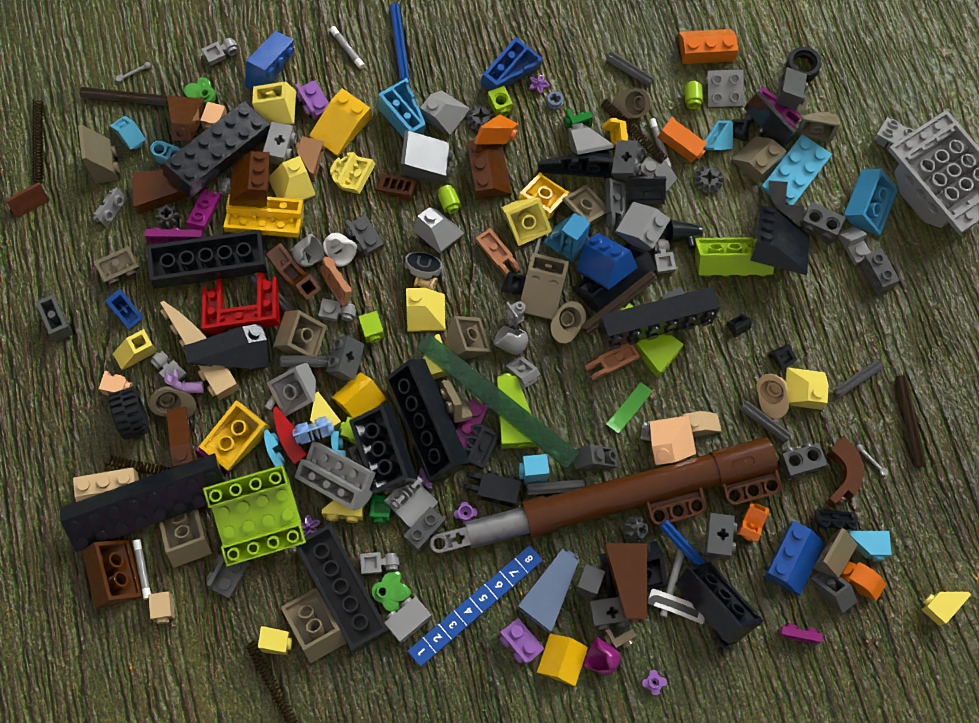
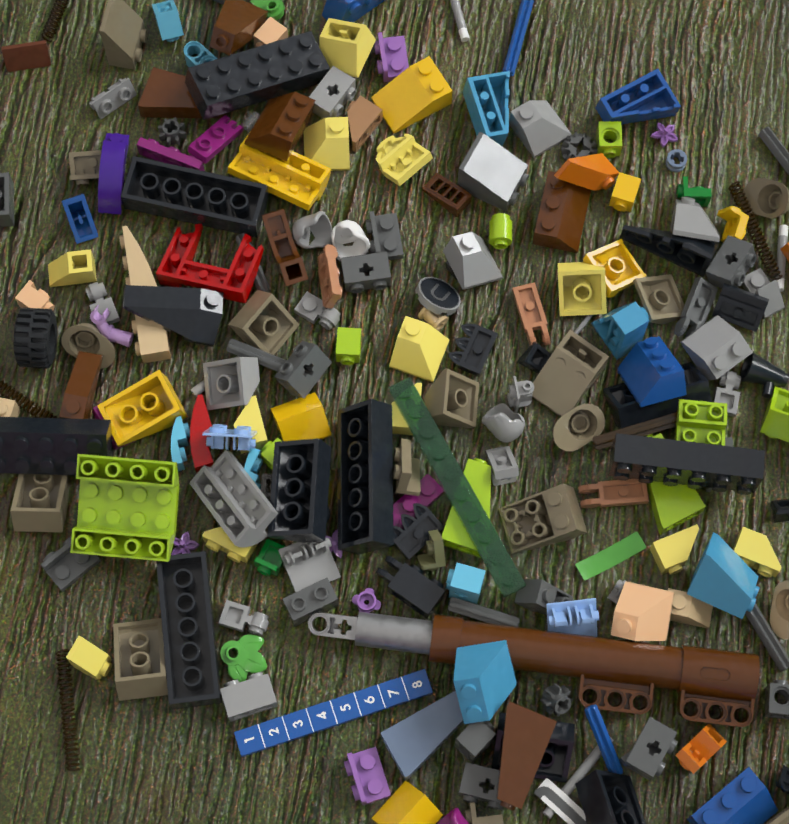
camera: 25 degrees right, 0 degrees up
(135, 264) = (112, 173): none -> dark purple arch
(352, 266) = (355, 267): none -> dark grey brick
(466, 293) = (475, 348): none -> black plate
(502, 456) = (435, 553): none -> olive bracket
(528, 137) = (624, 192): none -> yellow brick
(569, 400) = (543, 519): none -> dark tan slope
(579, 534) = (483, 679): none -> dark azure slope
(623, 462) = (573, 617): none -> light blue hinge
(655, 284) = (701, 422): none -> lime slope
(673, 385) = (673, 551): none -> light yellow slope
(719, 392) = (724, 579): none -> dark azure slope
(730, 363) = (757, 552): none -> light yellow slope

